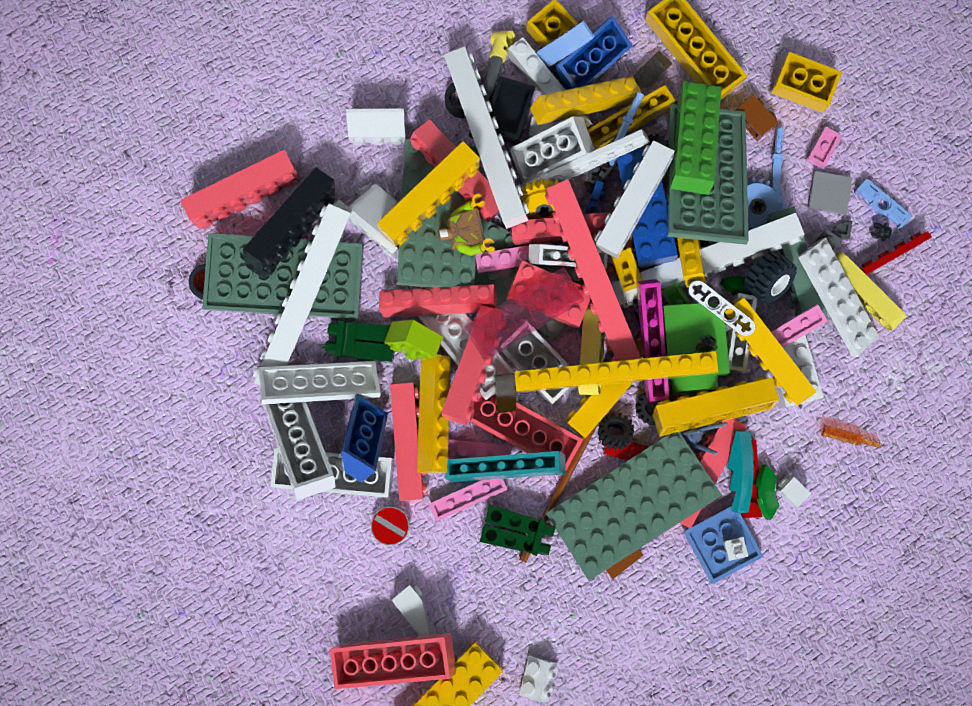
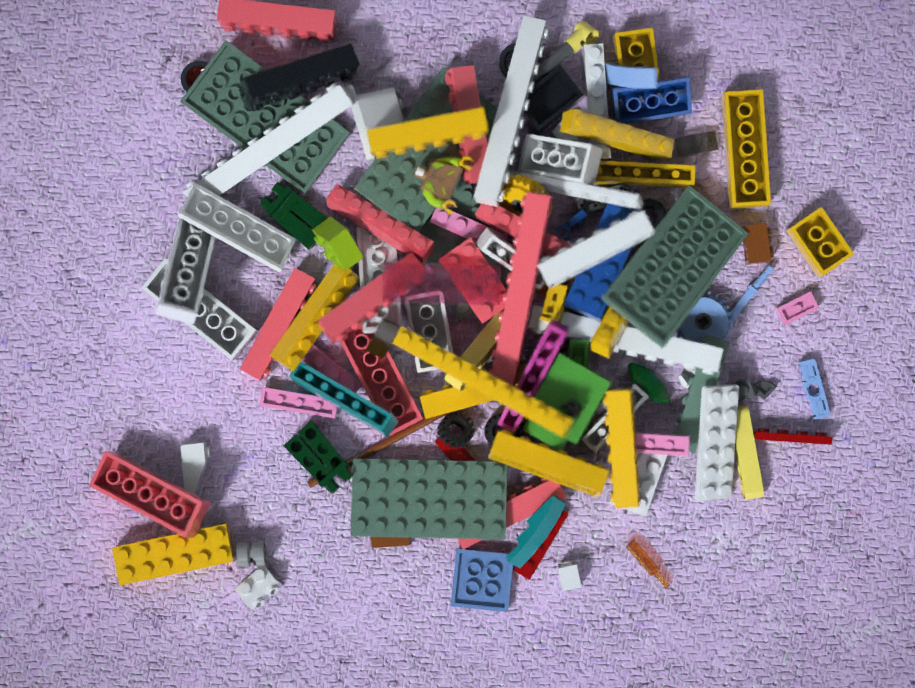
camera: 35 degrees right, 5 degrees up
(363, 438) = (242, 298): blue slope -> none
(376, 126) = (427, 39): white slope -> none
(390, 525) = (219, 384): red piece -> none
(513, 653) = (251, 553): none -> light grey wheel
(627, 120) = (641, 176): light blue sword -> none
(694, 435) = (518, 477): sand blue plant -> none
(696, 138) = (685, 230): bright green brick -> none
(719, 310) = (607, 386): white beam -> none
(735, 548) = (488, 590): white tile -> none
(766, 489) = (543, 567): green tile -> none
(770, 277) = (667, 388): black wheel -> none
(830, 193) = (775, 350): light grey tile -> none
(884, 233) = (796, 414): black plate -> none

